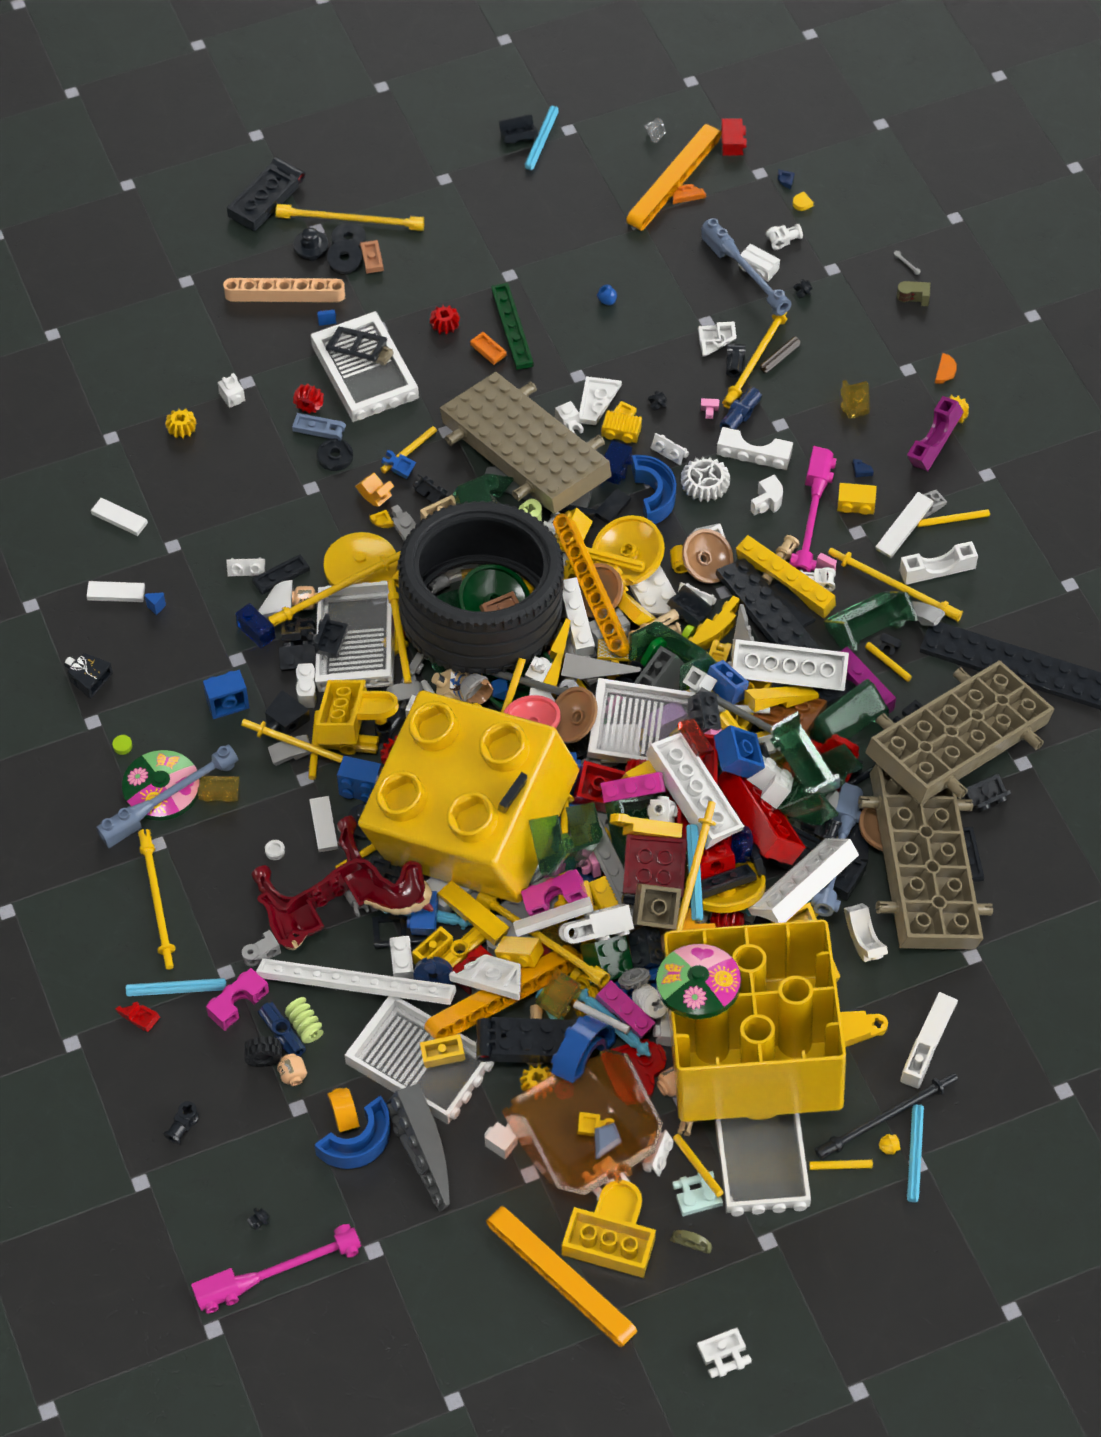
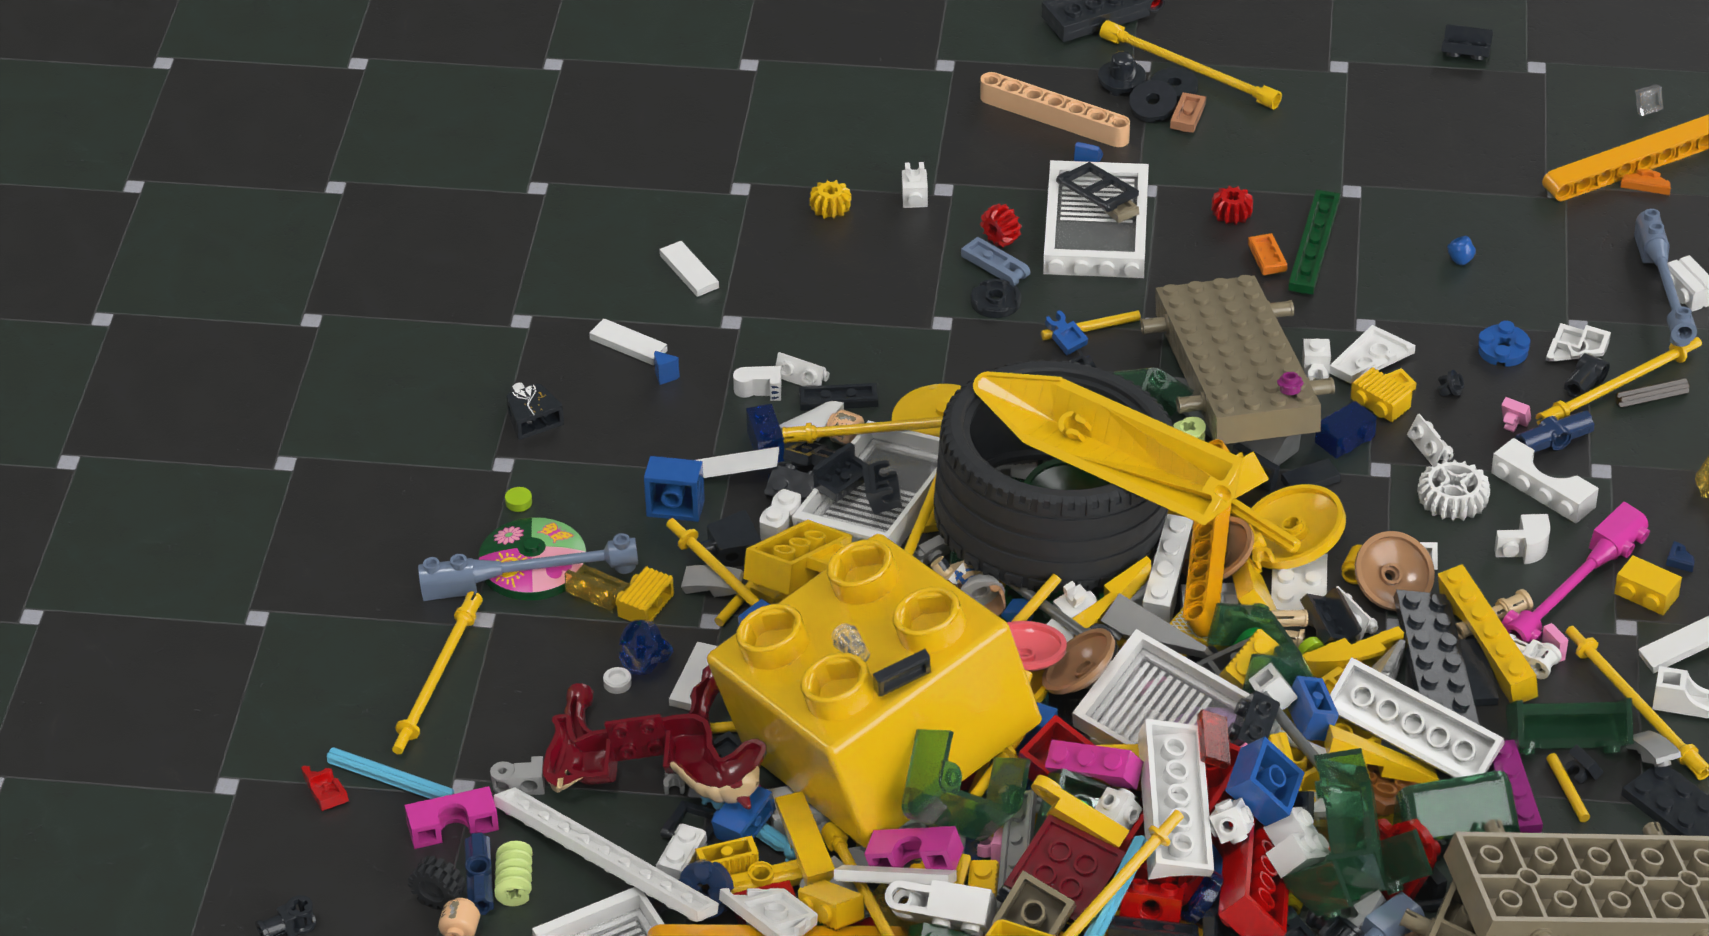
camera: 30 degrees right, 15 degrees down
(224, 586) = (758, 382): none -> white leg
(247, 656) = (740, 462): none -> white sticker
(255, 781) = (645, 595): none -> yellow brick
(280, 821) = (643, 647): none -> clear blue tile
(363, 636) = (880, 488): none -> black hinge
(374, 490) = (1014, 345): light orange brick -> none
(460, 782) = (848, 640): none -> clear cone
(525, 559) = (1114, 442): none -> yellow piece
(541, 138) = (1493, 62): medium azure axle -> none
(583, 454) = (1290, 383): none -> magenta plate
(662, 480) = (1386, 484): blue brick -> none
(670, 665) = (1237, 668): none -> yellow brick
(673, 347) = (1508, 334): none -> blue plate
(734, 787) = (1237, 814): none -> white brick

